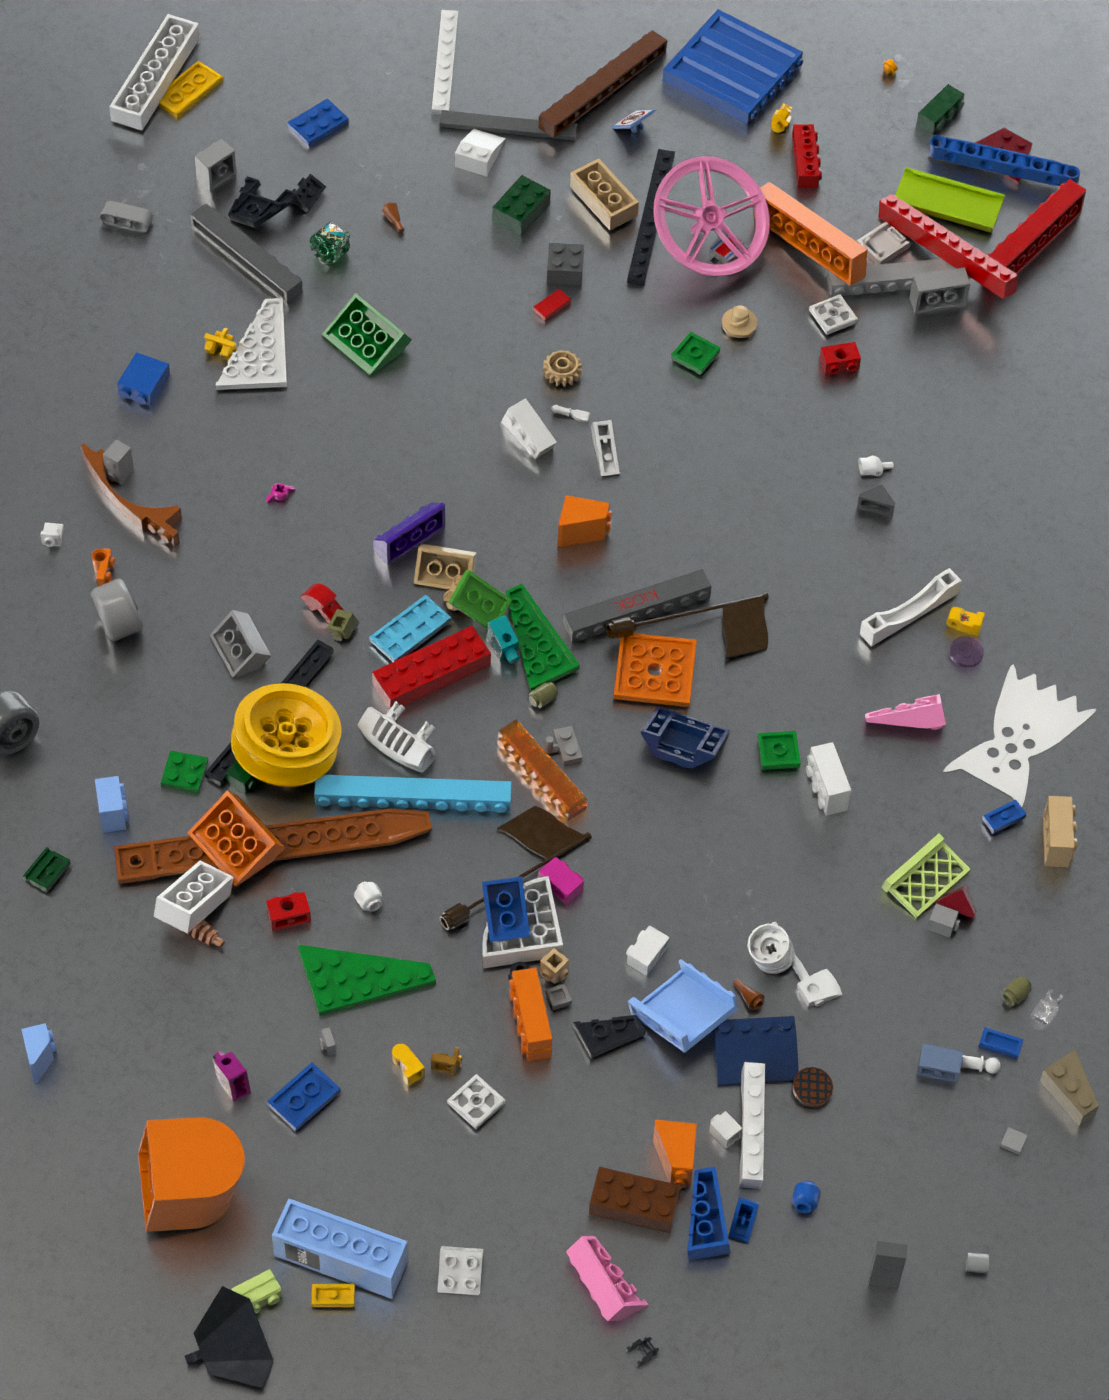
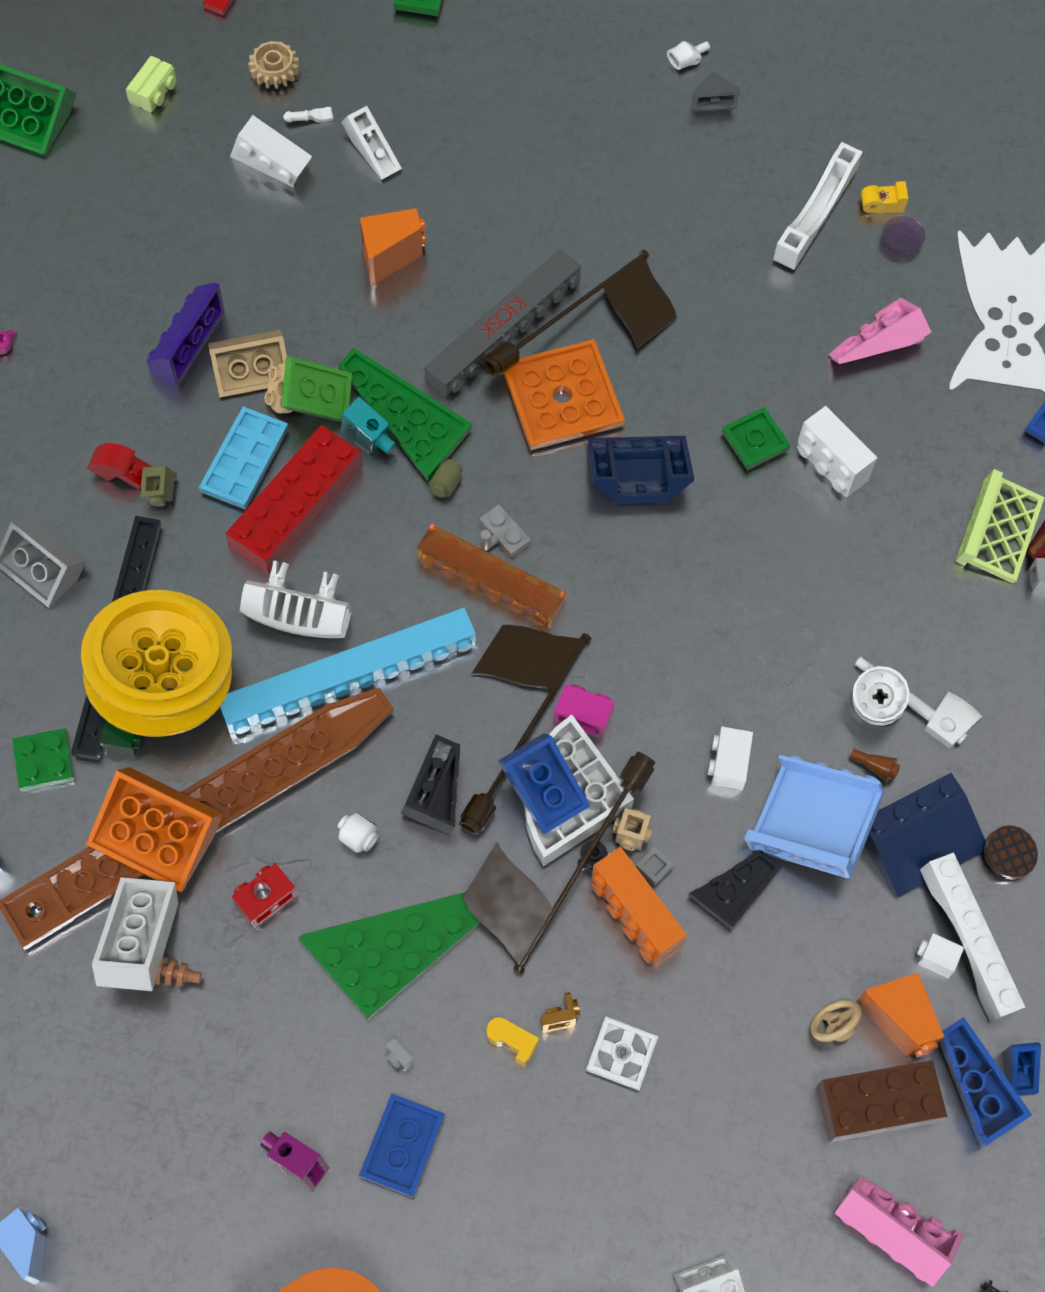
camera: 25 degrees left, 10 degrees up
(433, 887) = (435, 787): none -> black wedge
(449, 979) = (513, 904): none -> dark brown flag
(468, 352) = (151, 84): none -> yellowish green brick
(630, 1140) = (839, 1025): none -> tan piece

